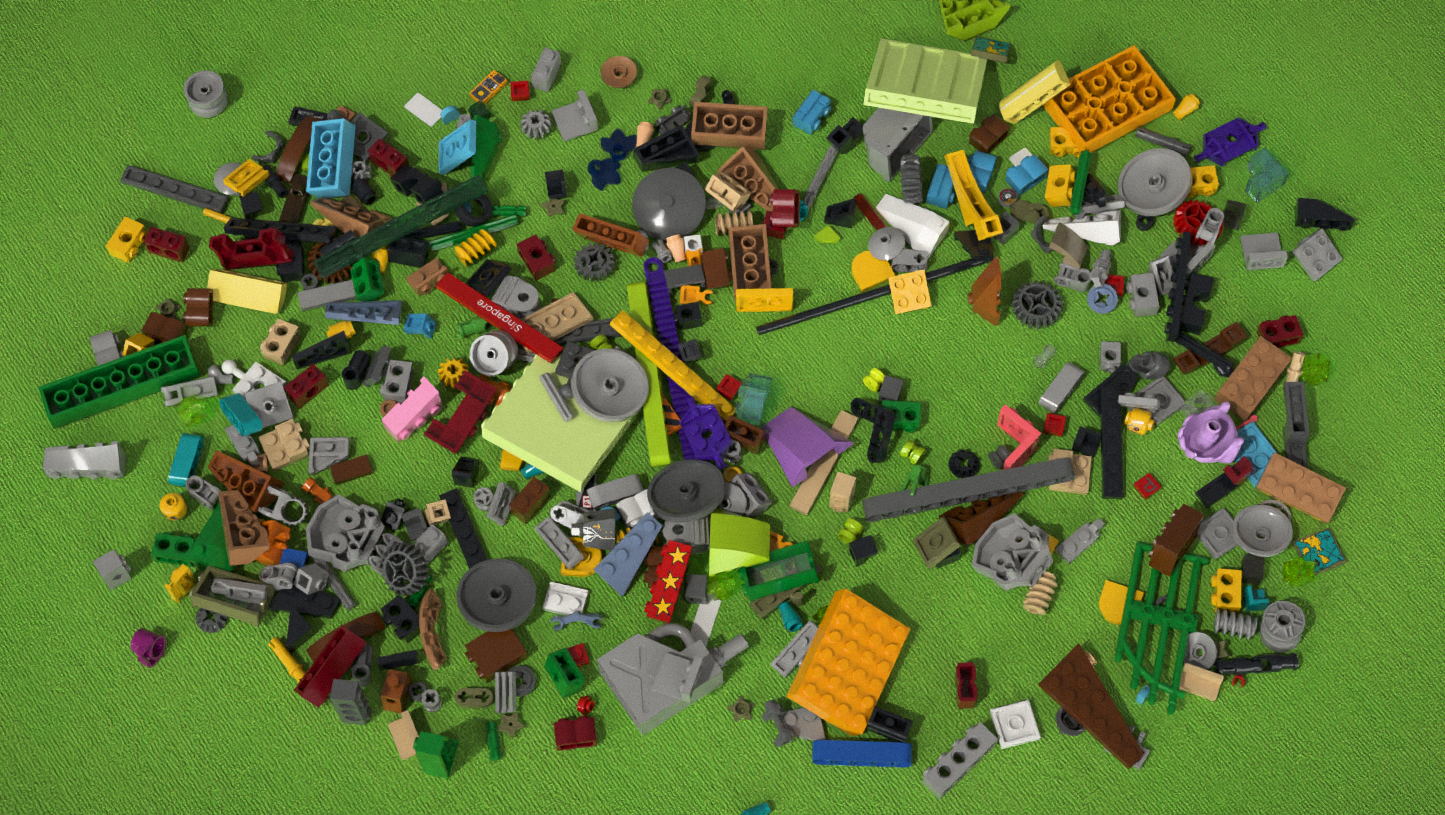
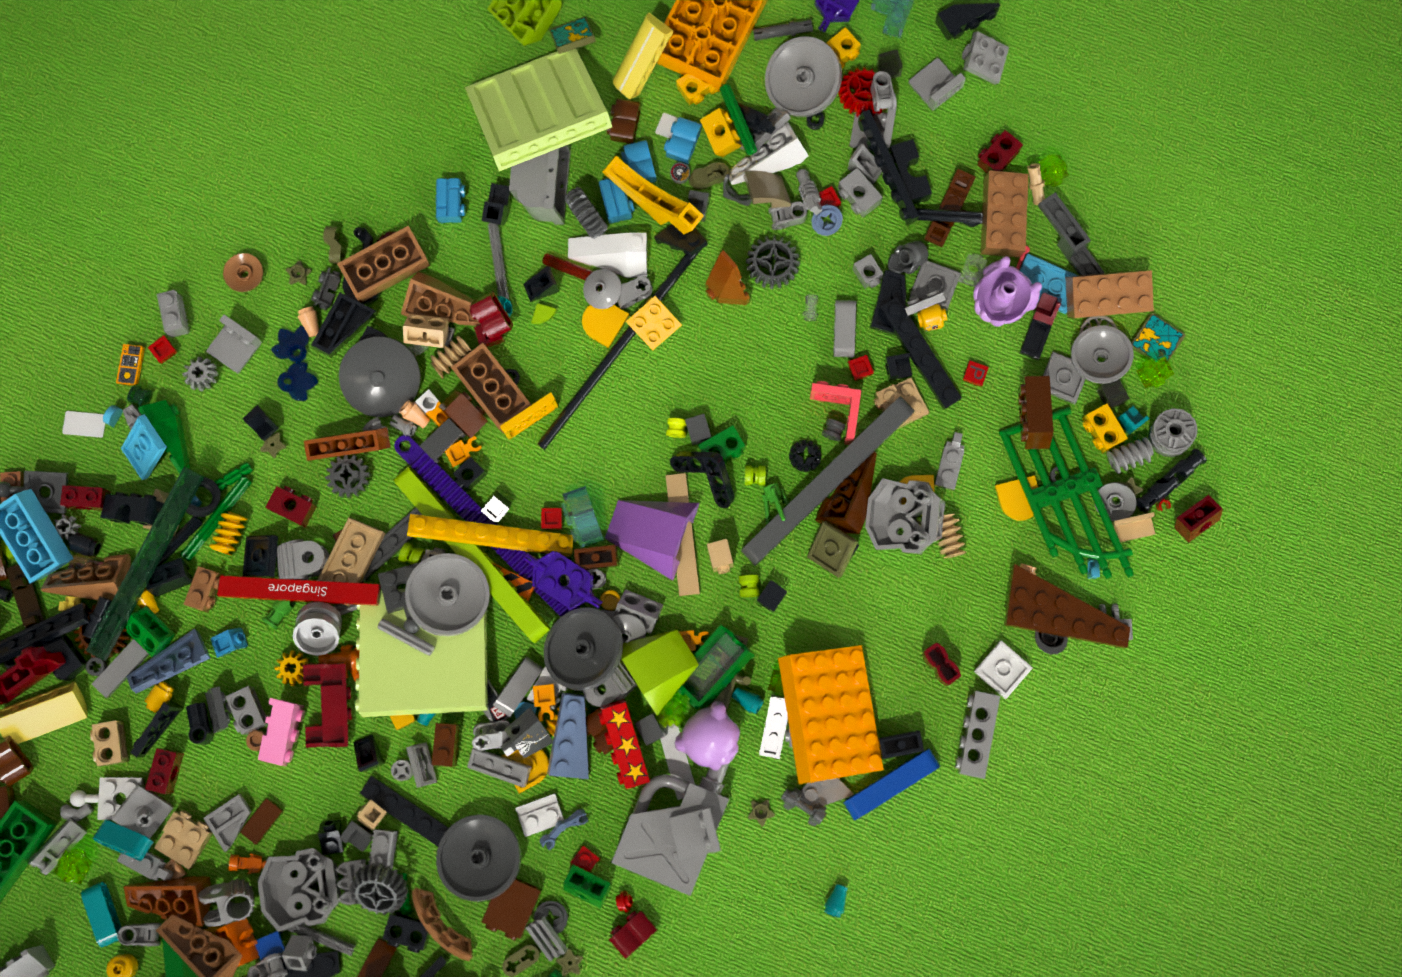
camera: 30 degrees left, 15 degrees up
(630, 509) = (545, 697): none -> light orange plate
(739, 616) = (709, 737): none -> lavender piece
(1260, 707) = (1198, 518): none -> dark red brick

